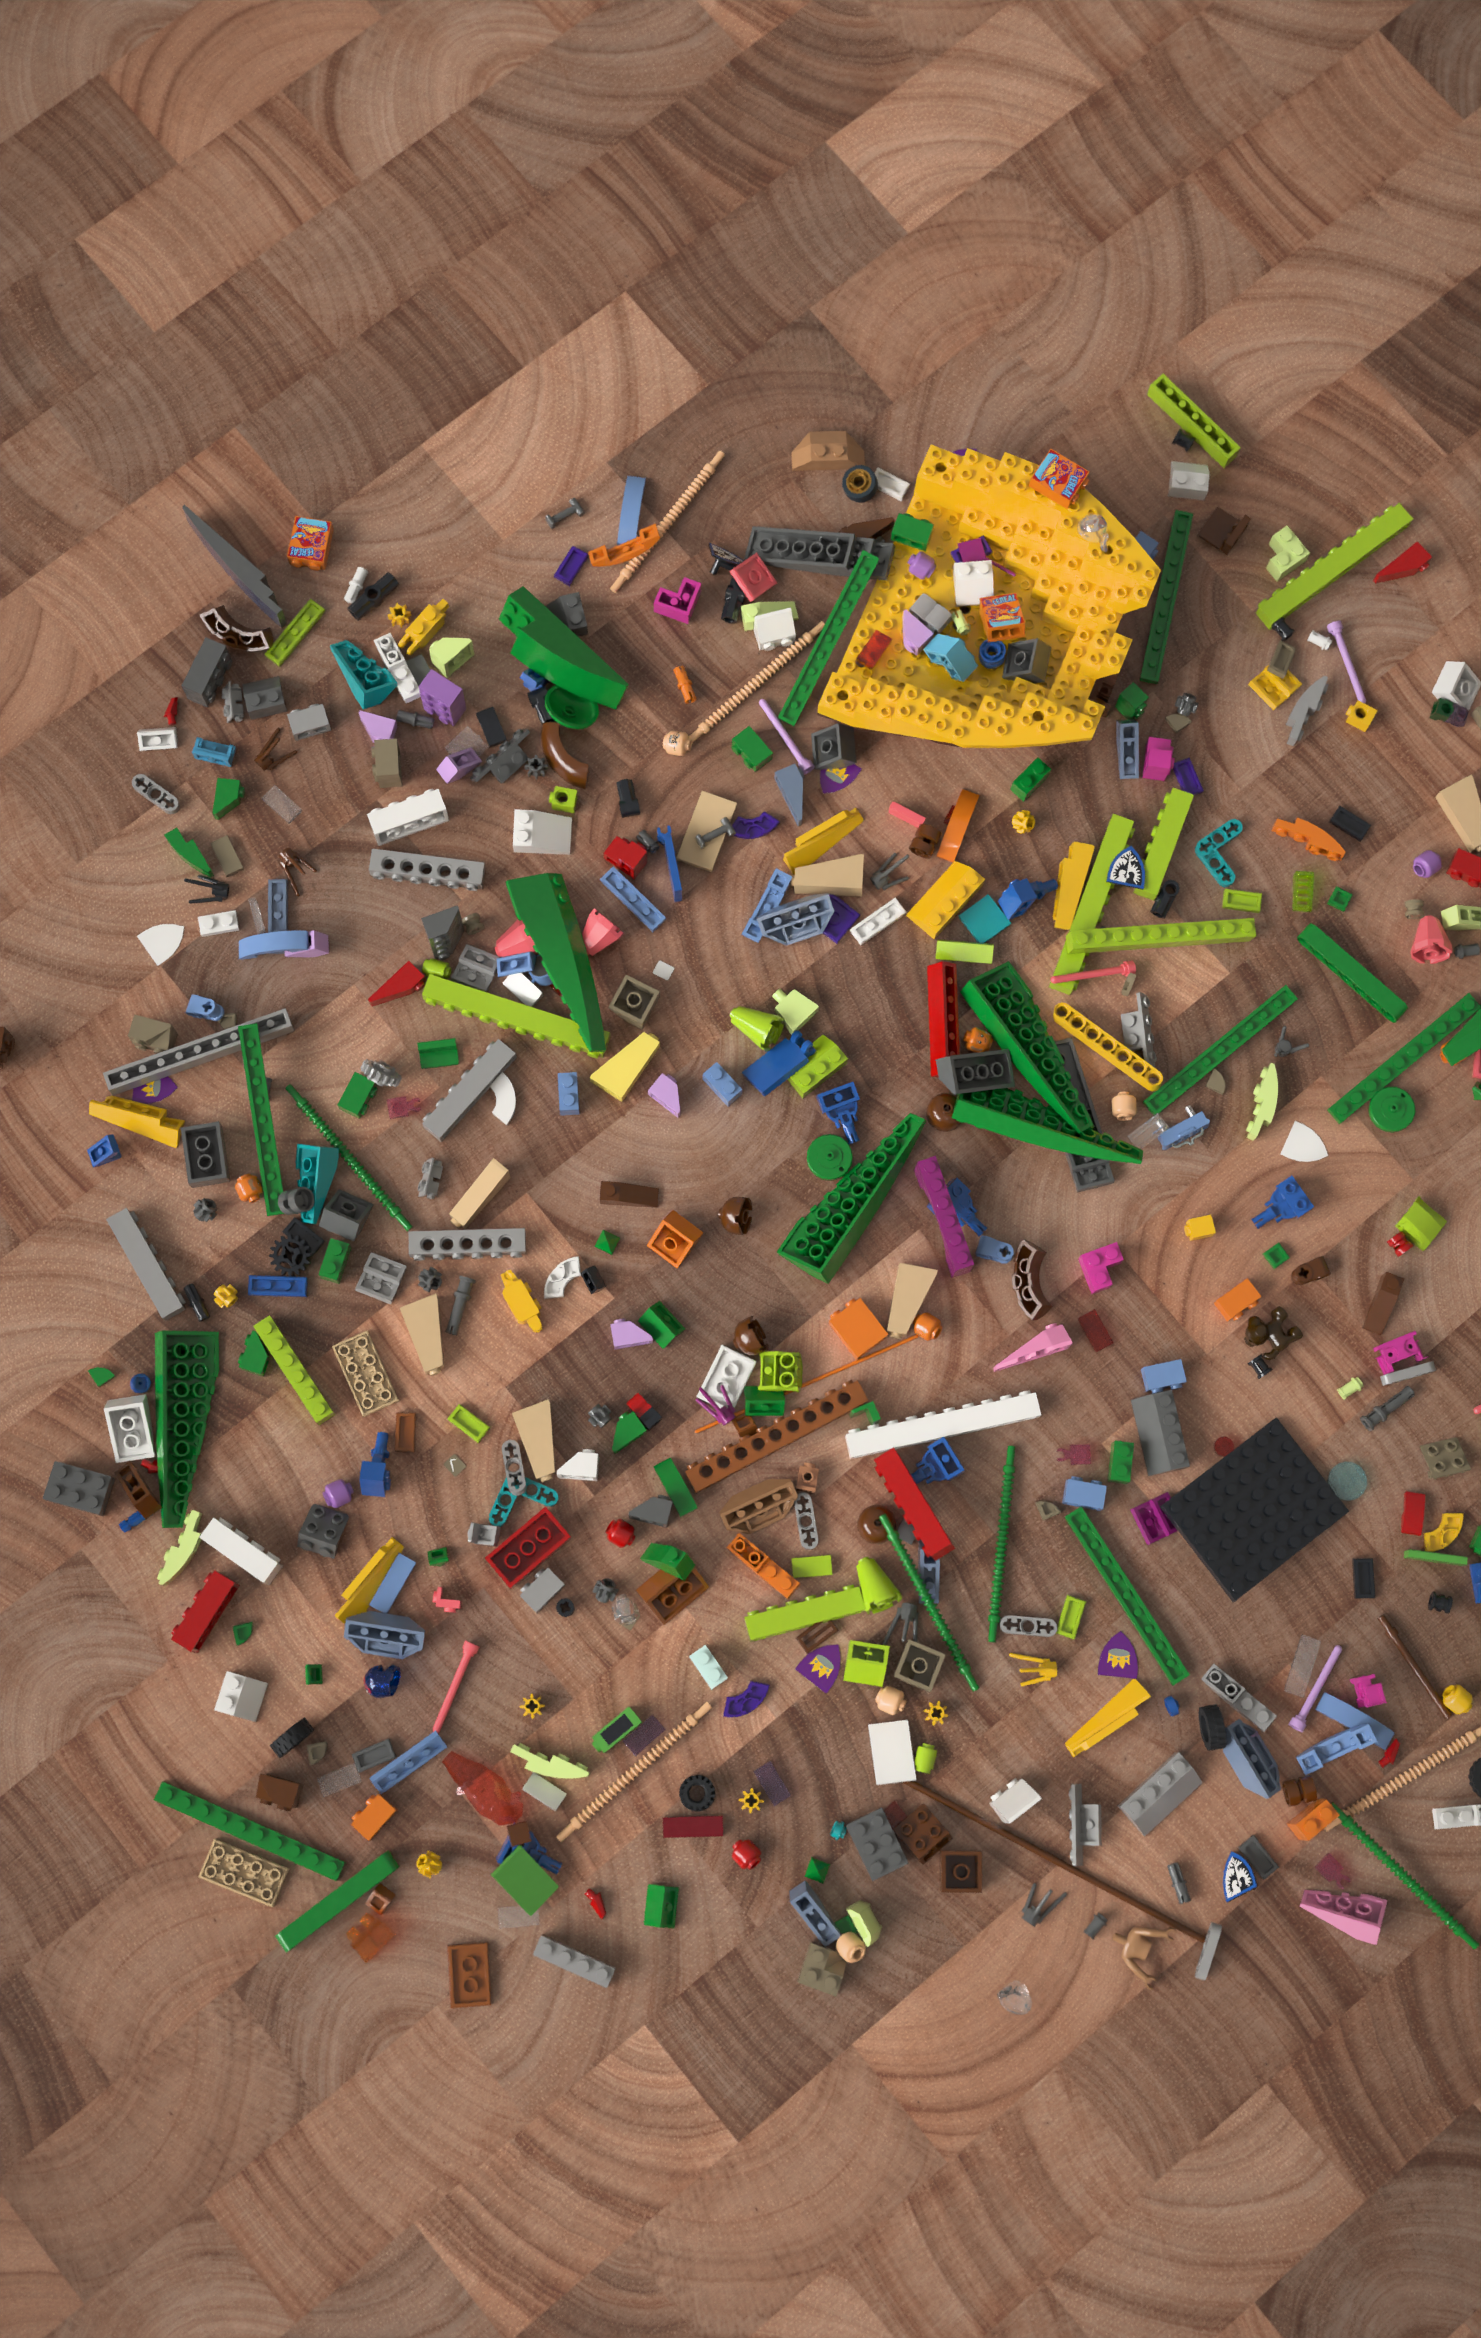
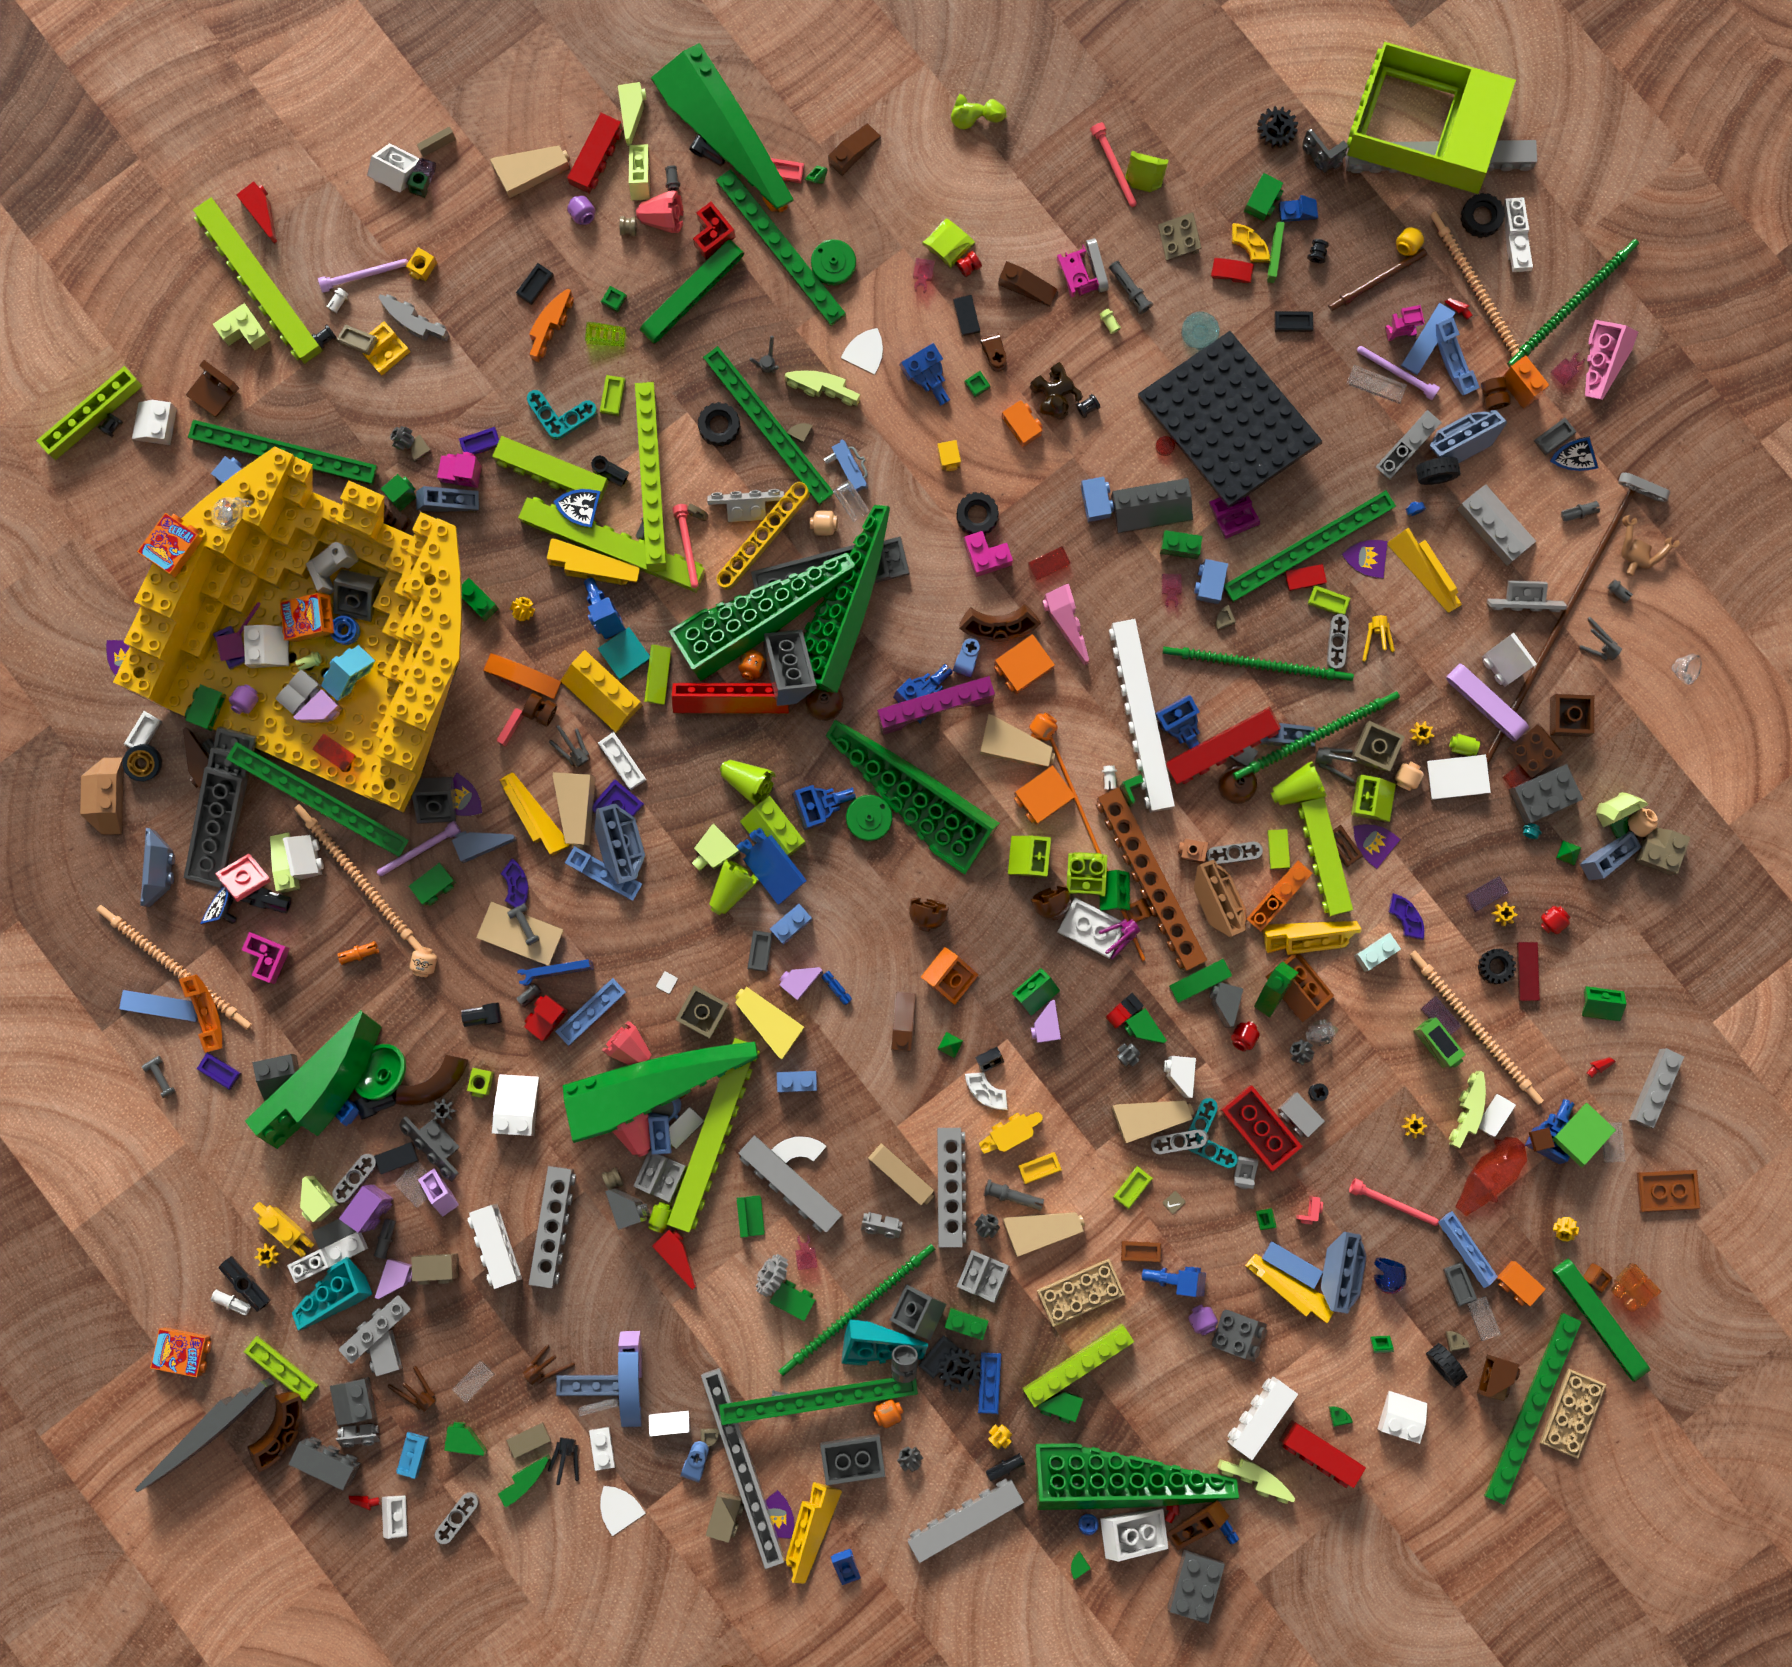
camera: 85 degrees left, 5 degrees up
(241, 984) = (669, 1423): none -> white slope
(330, 711) = (372, 1331): none -> light grey bracket
(470, 682) = (341, 1186): none -> light grey beam
(487, 1331) = (1039, 1168): none -> yellow tile
(661, 1130) = (836, 987): none -> blue axle
(695, 1056) = (760, 951): none -> dark grey tile
(723, 1598) = (1309, 936): none -> yellow wedge
(760, 500) = (156, 868): none -> sand blue wedge
(796, 1315) = (1029, 856): none -> lime slope
(862, 1040) = (748, 780): none -> lime cone
(878, 1394) = (1109, 776): none -> white pin
(970, 1781) = (1487, 702): none -> lavender beam
(990, 1305) = (1023, 664): none -> orange brick
(1054, 632) = (328, 563): none -> light grey piece
(1093, 1592) = (1305, 577): none -> red tile
(1156, 1257) = (984, 501): none -> black tyre
(1218, 988) = (718, 409): none -> black tyre
(1346, 1243) = (966, 315): none -> black tile
(1389, 1198) = (923, 272): none -> clear pink plate
(1414, 992) = (715, 231): none -> red brick

